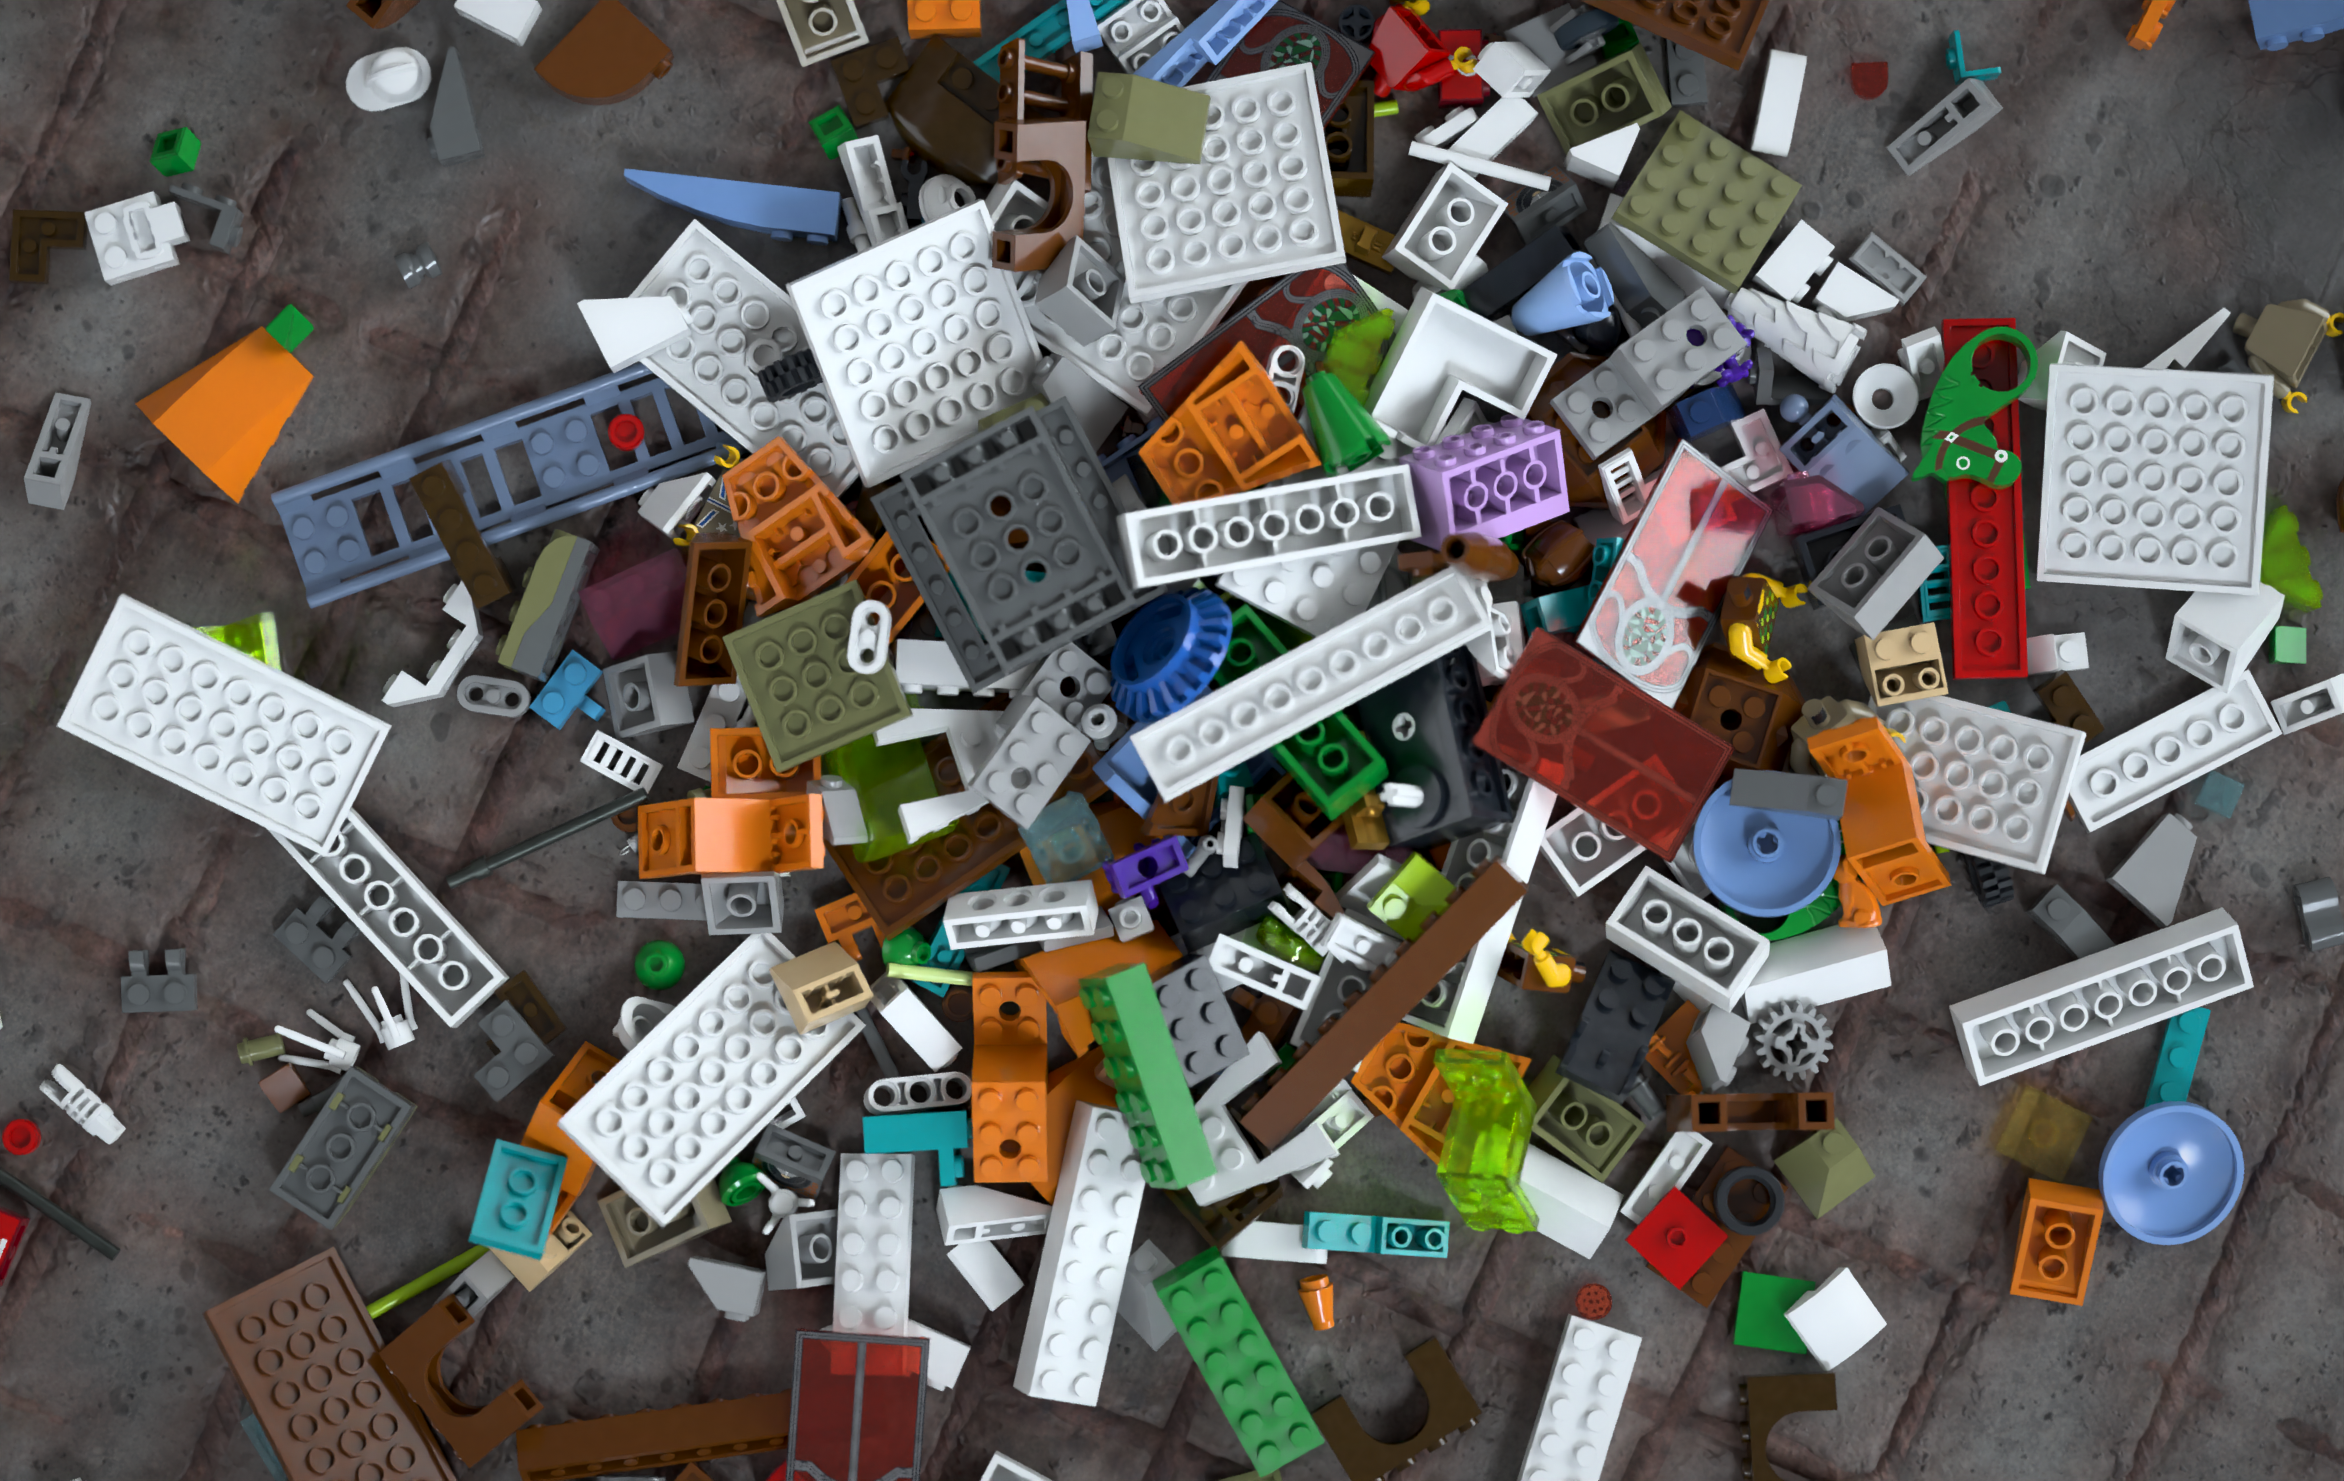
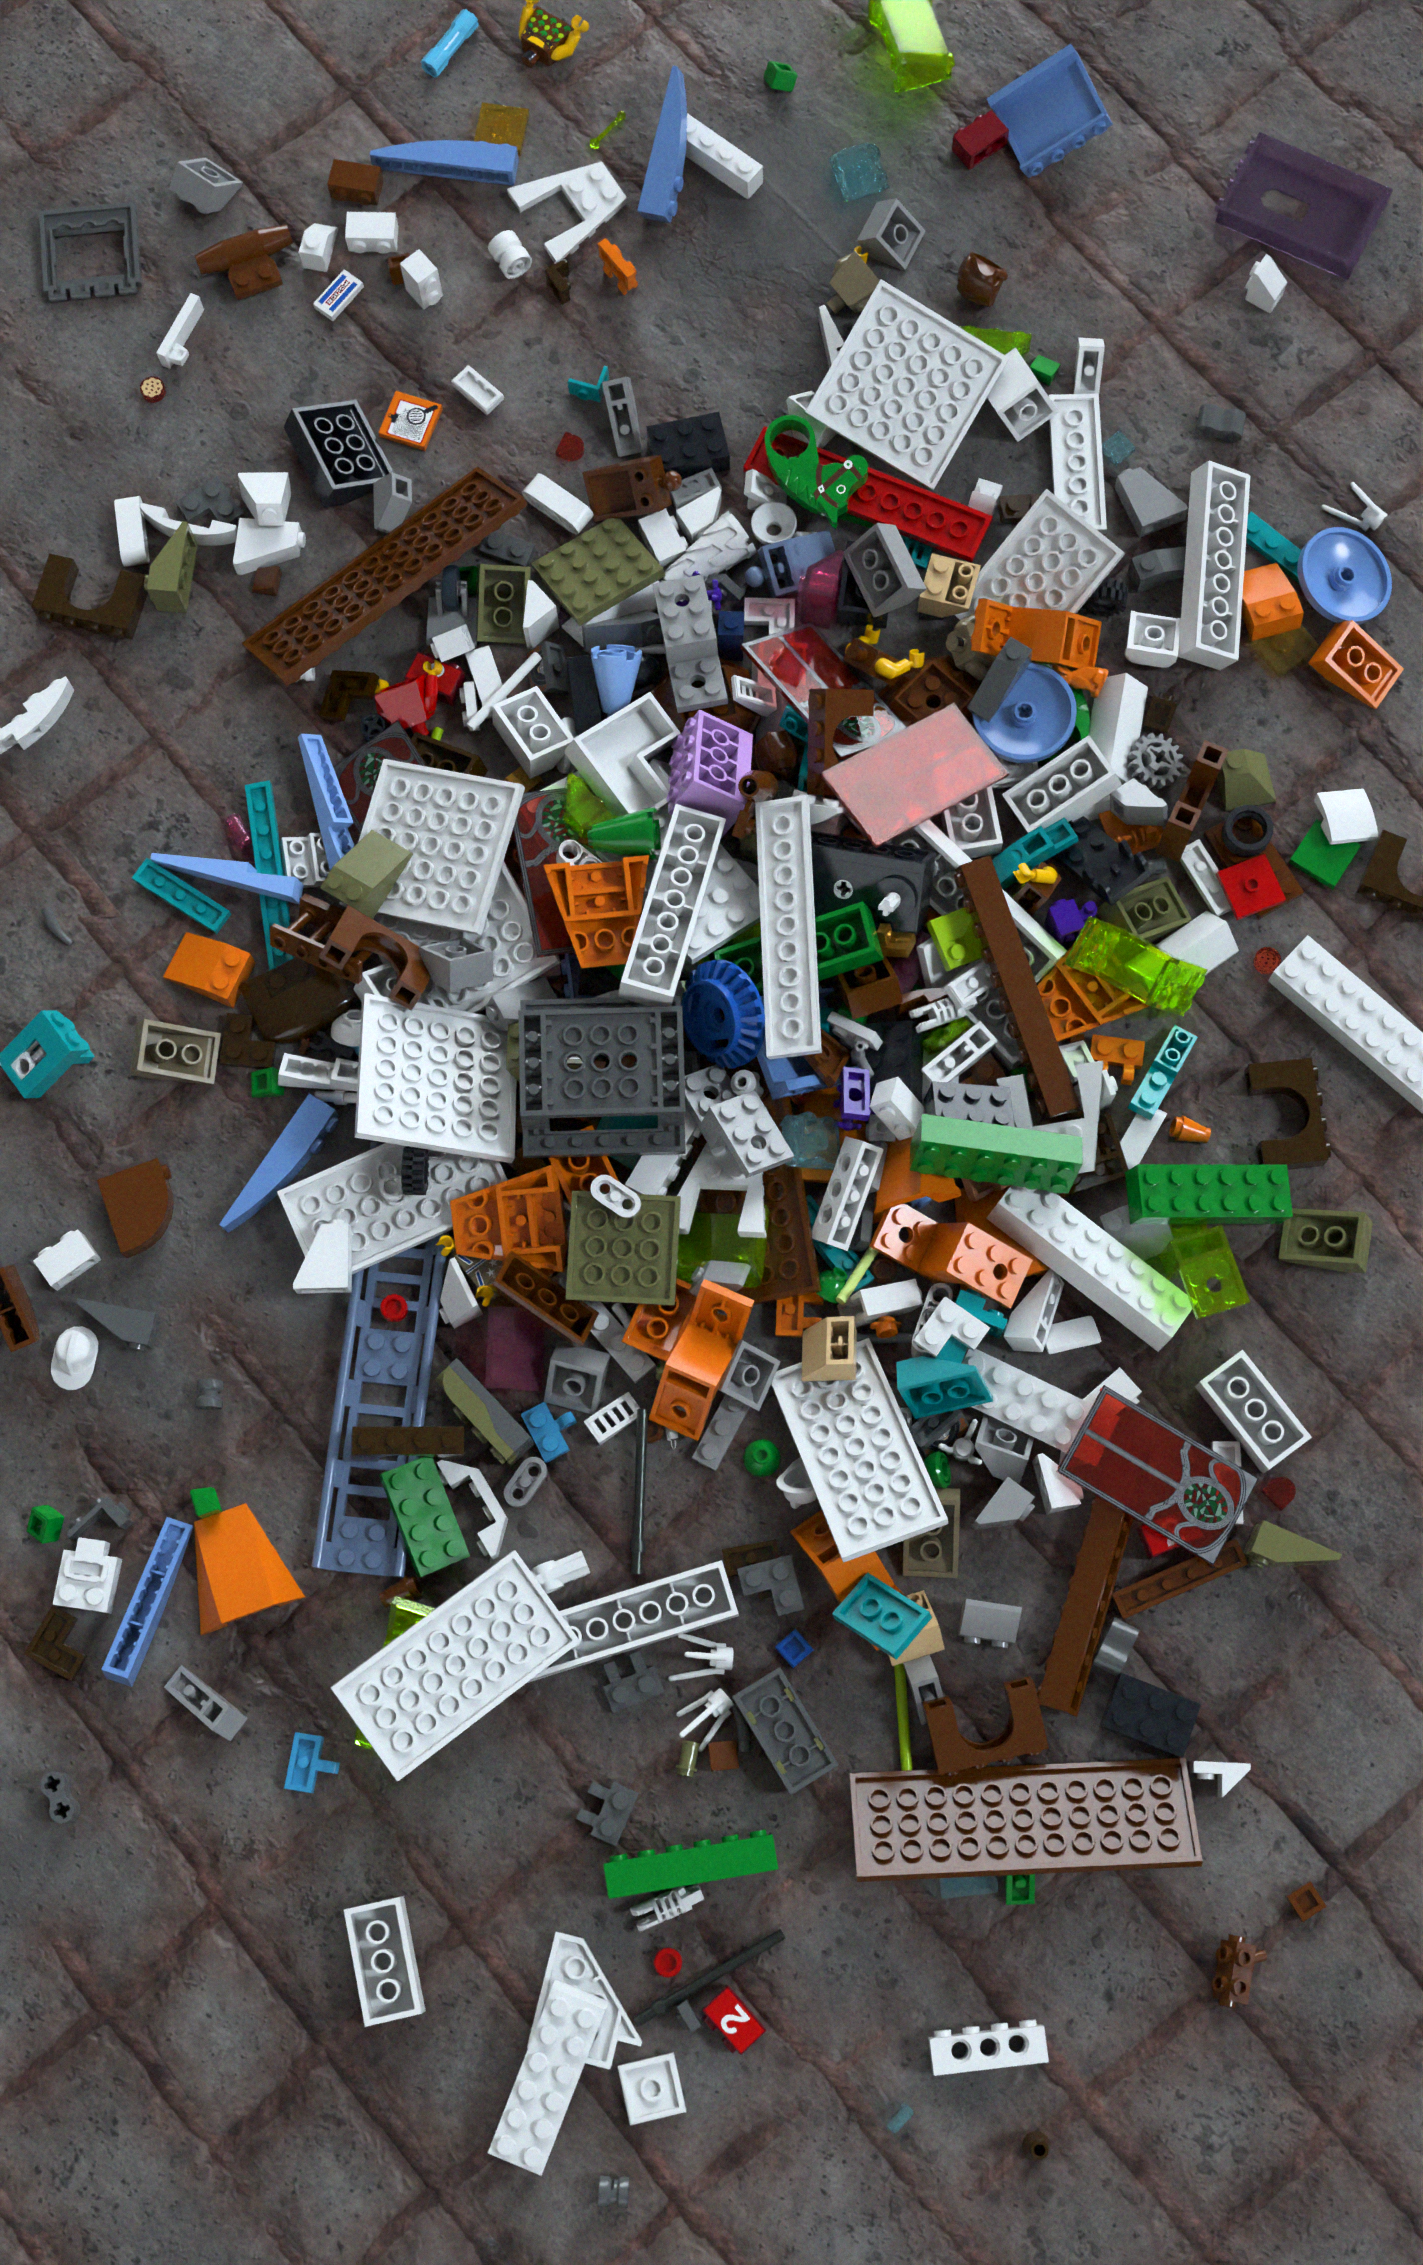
camera: 60 degrees left, 10 degrees down
(45, 605) = (306, 1763): none -> dark azure plate
(137, 1111) = (690, 1866): none -> green brick
(140, 323) = (147, 1604): none -> medium blue slope
(294, 615) = (406, 1588): none -> reddish brown cone
(392, 597) = (424, 1515): none -> green plate
(400, 785) = (554, 1574): none -> white piece
(450, 1112) = (794, 1648): none -> blue tile
(585, 1330) = (989, 1622): none -> light grey slope
(777, 1342) = (1056, 1490): none -> white slope
(834, 1136) = (939, 1386): none -> teal slope
(887, 1040) = (886, 1327): none -> orange plate
(916, 1112) = (950, 1321): none -> white plate
(1142, 1387) = (1201, 1255): none -> clear neon green bracket
(1157, 927) = (897, 1107): none -> white brick
(1379, 1165) = (1118, 1052): none -> orange plate
(1511, 1027) = (1066, 921): none -> dark purple brick
(1583, 935) = (1033, 850): none -> teal slope
(1626, 594) = (826, 711): none -> reddish brown arch
(1840, 188) = (630, 488): none -> reddish brown slope
(1866, 1017) = (1161, 712): none -> dark brown bracket
(1939, 233) = (690, 444): none -> black brick
(1961, 962) = (1152, 639): none -> white slope
(2089, 1087) = (1269, 602): none -> orange slope
(2284, 1172) = (1372, 515): none -> white plant

